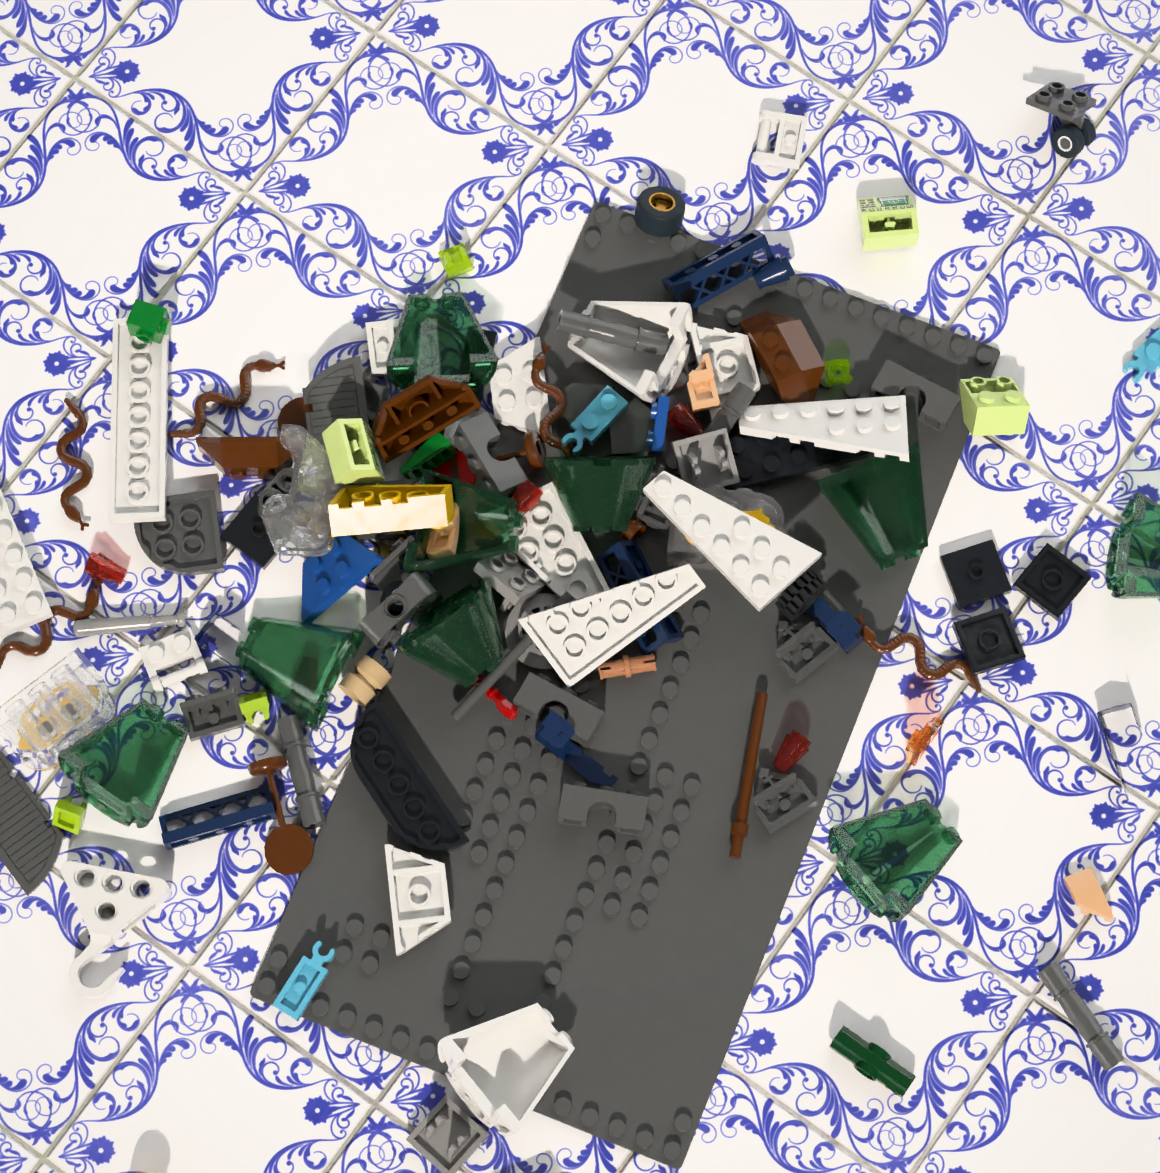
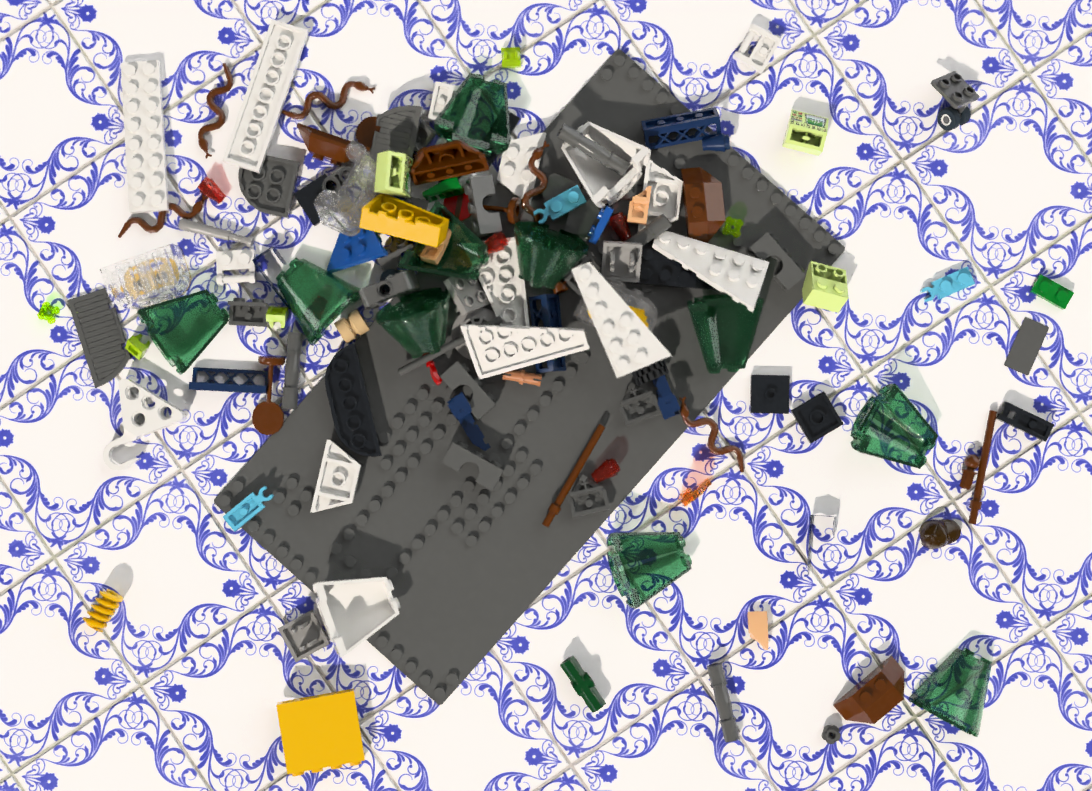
camera: 25 degrees right, 15 degrees up
(148, 322) = (292, 31): green brick -> none
(659, 211) = (657, 72): black wheel -> none
(988, 641) = (760, 442): black plate -> none

